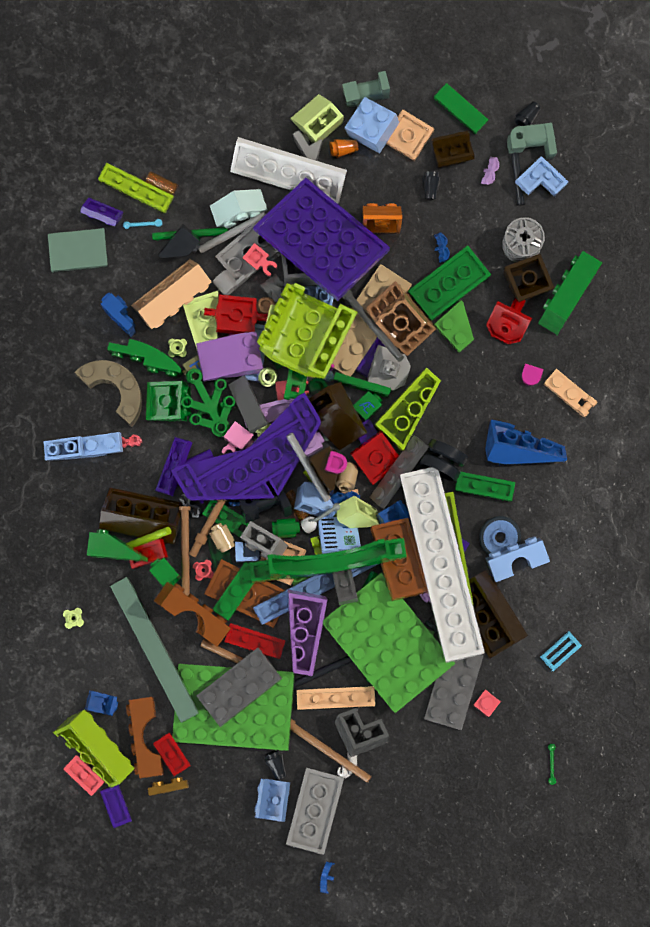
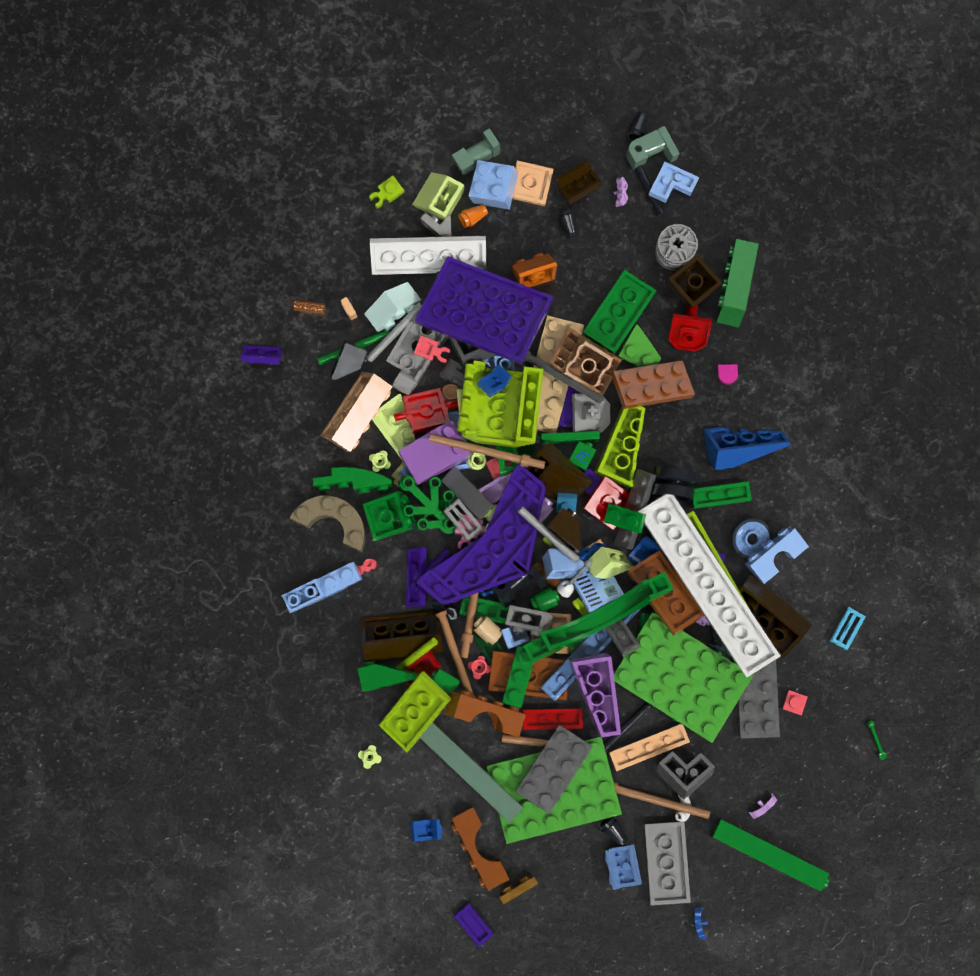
camera: 20 degrees left, 0 degrees up
(77, 250) = (250, 399): sand green tile -> none
(84, 775) = (433, 905): coral plate -> none
(95, 747) = (435, 876): lime wedge -> none
(116, 309) = (309, 444): blue plate -> none
(128, 590) = (415, 711): none -> lime tile
(135, 188) = (286, 320): lime tile -> none
(158, 223) = (319, 347): medium azure hinge -> none
(172, 754) = (510, 856): red plate -> none
(197, 196) = (348, 308): none -> light nougat tile
(240, 443) = (473, 532): none -> light grey tile
(273, 98) = (388, 191): none -> lime plate
(308, 308) = (494, 381): none -> blue bracket
(310, 391) = (524, 460): none -> medium nougat bar
(336, 463) = (576, 521): dark pink tile -> none
(338, 442) = (566, 501): none -> dark azure plate
(347, 479) = (587, 530): tan brick -> none
(386, 477) = (625, 518): none -> green plate
(414, 836) = (770, 855): none -> green brick
(424, 791) = (764, 807): none -> lavender piece
(443, 250) = (600, 280): blue piece -> none
(456, 361) = (652, 384): none -> dark orange plate
(461, 108) = (572, 141): green tile -> none
(570, 392) = (770, 378): light nougat plate -> none

